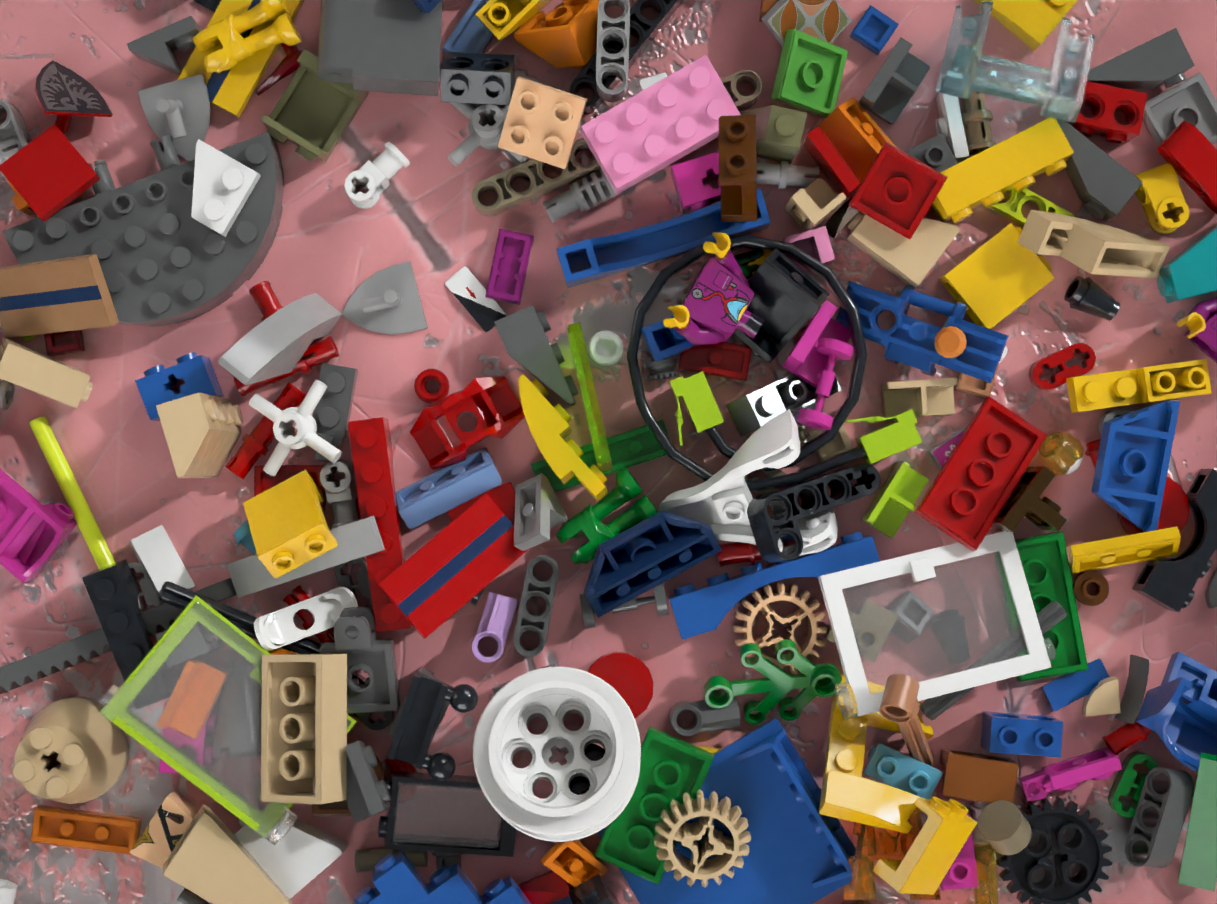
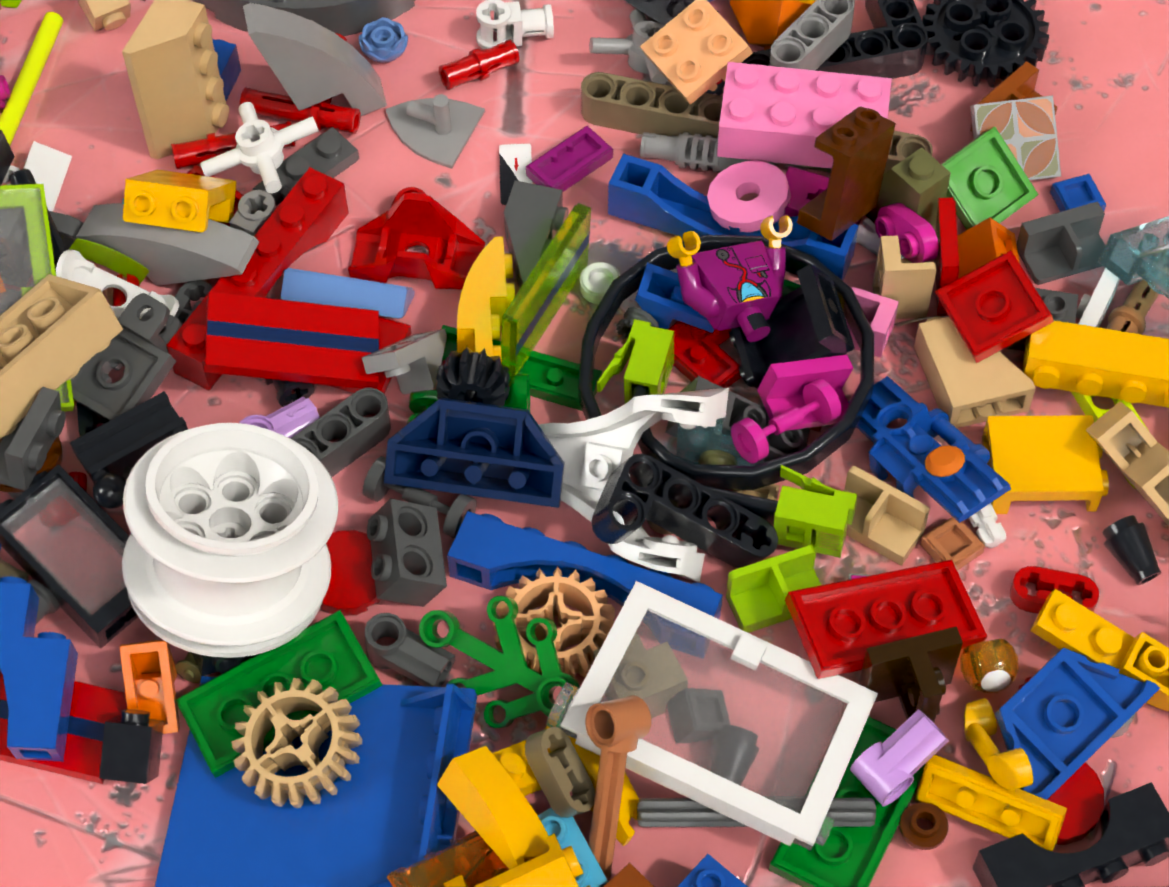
camera: 35 degrees right, 30 degrees down
(285, 252) = (383, 40): none -> medium blue plate
(294, 582) = (110, 258): none -> lime sticker
(378, 229) = (479, 64): none -> red pin
(605, 512) = (473, 378): none -> black gear
(644, 212) = (747, 178): none -> bright pink tile
(656, 648) = (406, 553): none -> dark grey brick
(738, 553) = (571, 529): red pin -> none
(807, 173) = (915, 234): none -> dark pink plate
(873, 730) = (560, 772): none -> dark tan beam
(1055, 574) = (889, 766): none -> lavender piece
(1129, 530) = (1009, 768): none -> yellow bar

